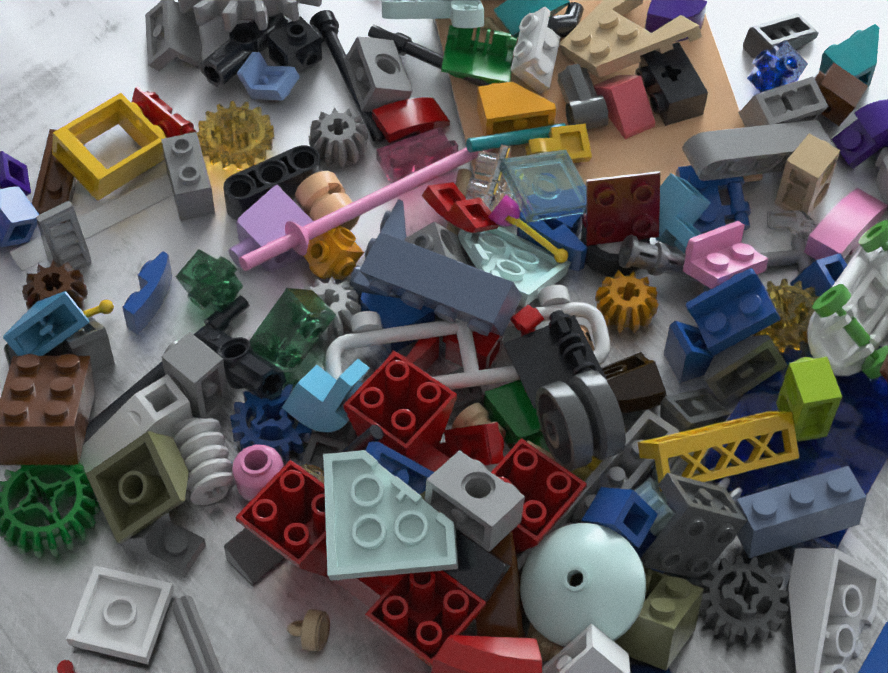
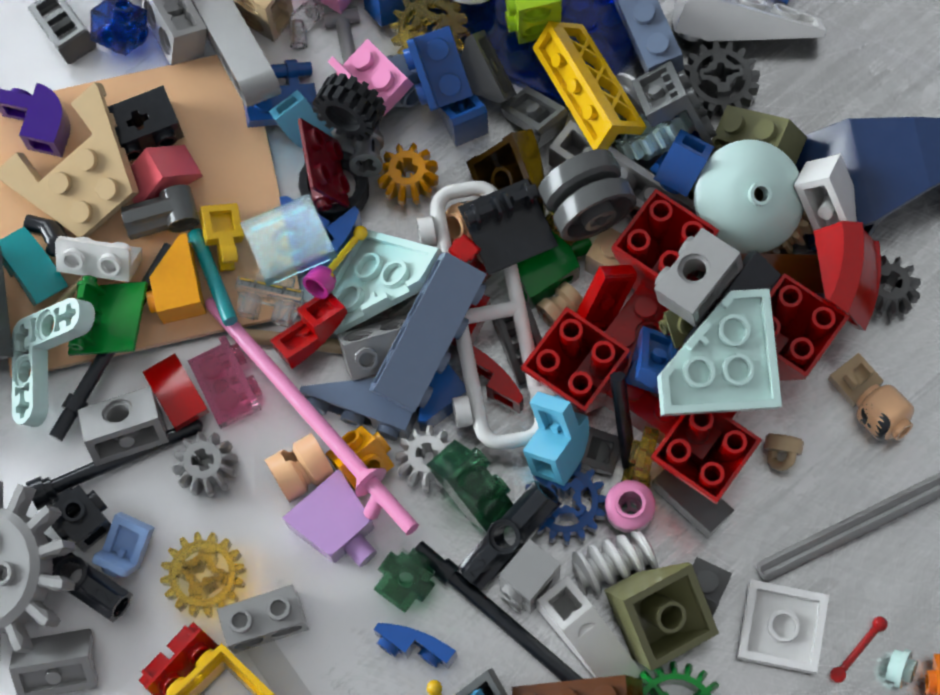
camera: 85 degrees left, 15 degrees up
(284, 170) = (262, 511): black beam -> none
(679, 221) = (349, 106): none -> black tyre

